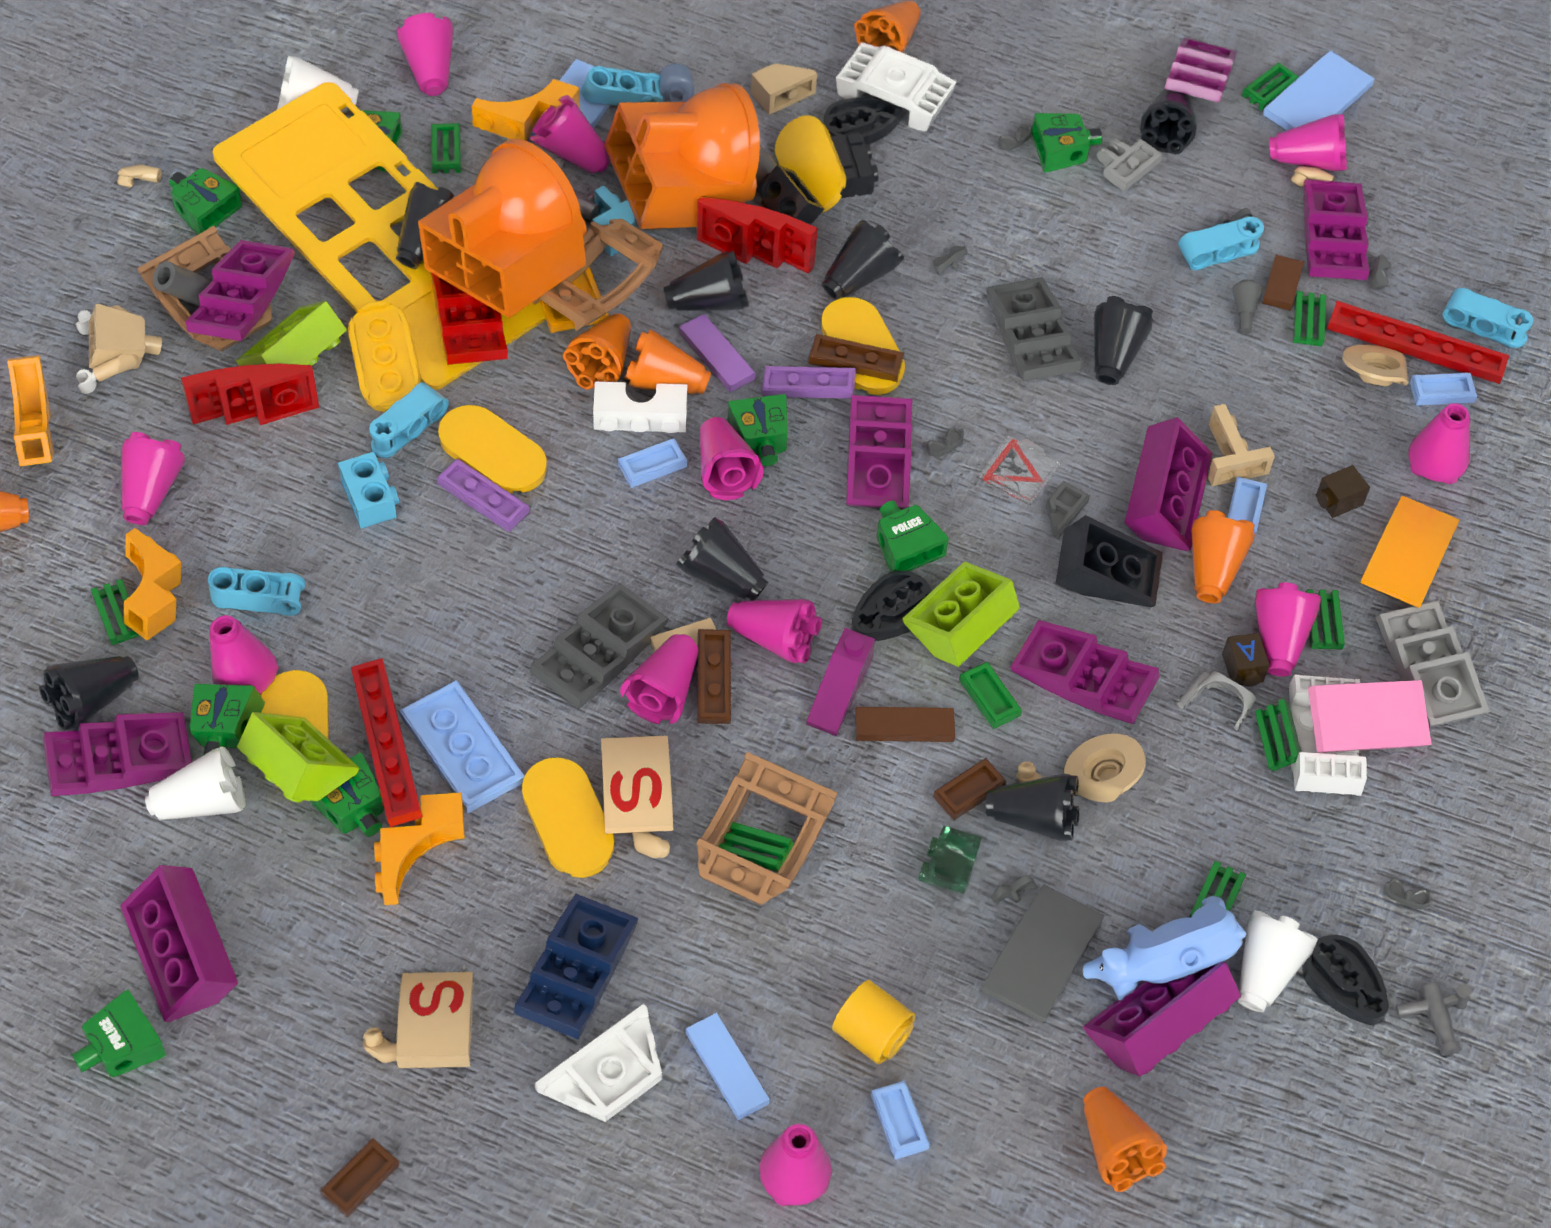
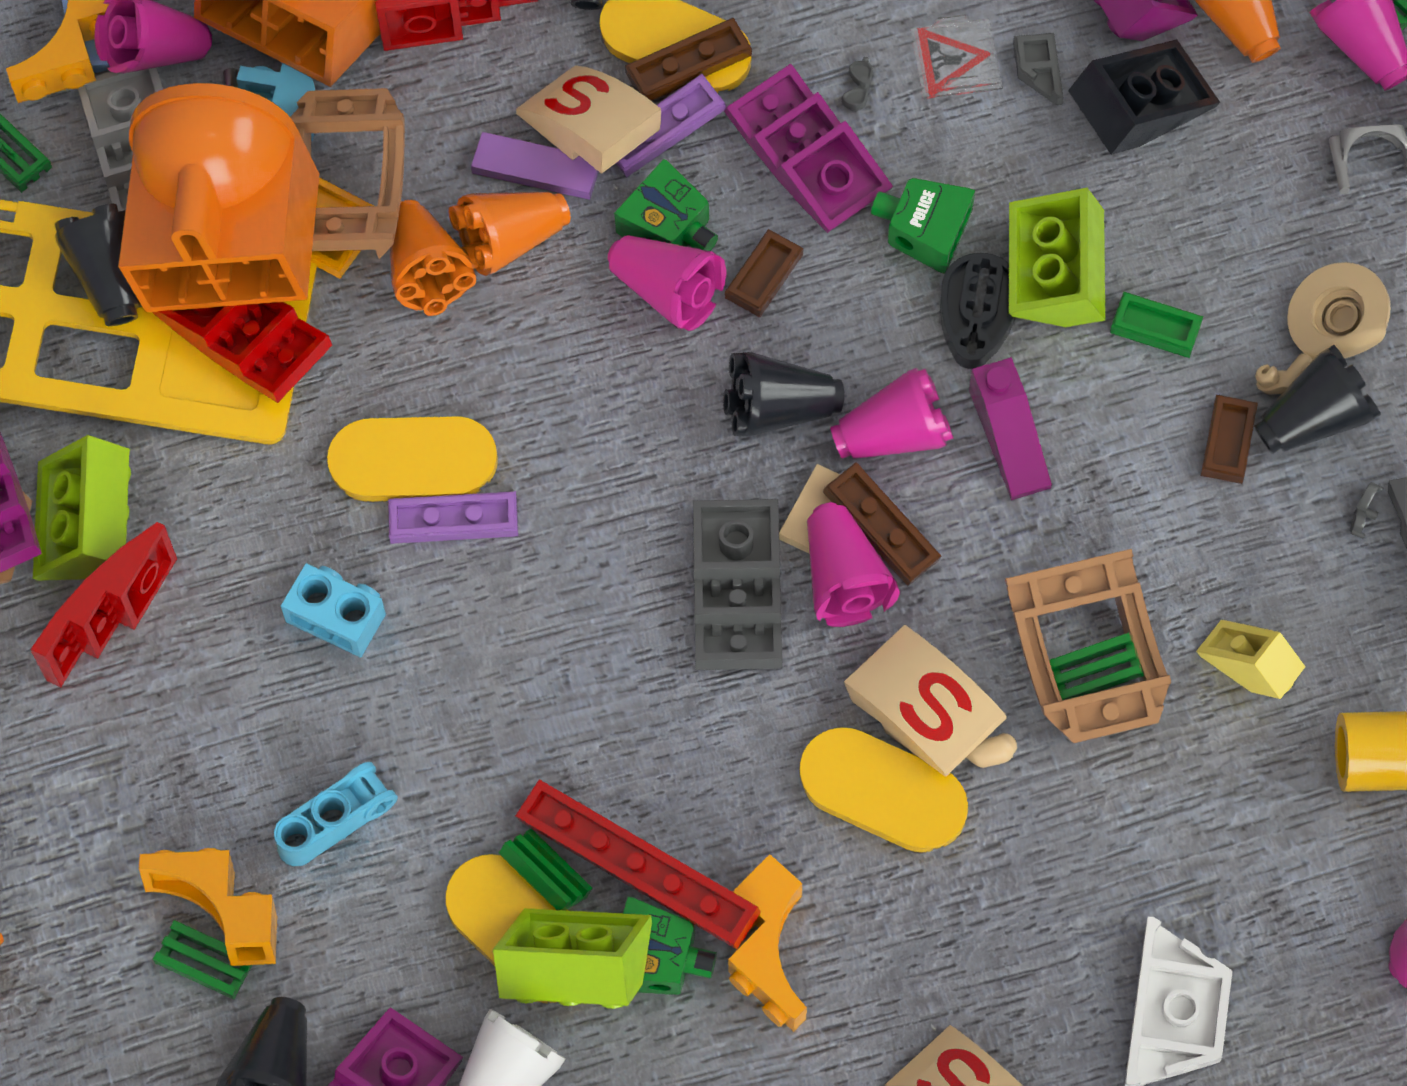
camera: 35 degrees left, 10 degrees up
(147, 475) = (88, 786): dark pink cone -> none
(222, 713) = (444, 978): green torso -> none
(239, 656) = (407, 908): dark pink cone -> none
(341, 710) = (545, 870): none -> green tile
(383, 354) = (198, 446): yellow tile -> none
(406, 420) = (293, 499): medium azure piece -> none
(462, 746) = (705, 803): light blue tile -> none
(576, 966) = (1044, 933): dark blue slope -> none
(652, 462) = (590, 341): light blue tile -> none
(661, 414) = (501, 314): white arch -> none
(709, 286) = (464, 97): black cone -> none
(727, 1066) = (1276, 909): light blue tile -> none
(770, 347) = (592, 116): none -> tan slope
(787, 499) = (764, 273): none -> reddish brown tile
(855, 916) = (1252, 657): none -> light yellow slope
(904, 724) = (1106, 422): reddish brown tile -> none
(951, 860) = (1288, 528): clear green cylinder -> none
(1085, 671) = (1222, 227): magenta slope -> none
(1245, 659) = (1360, 93): dark brown brick -> none

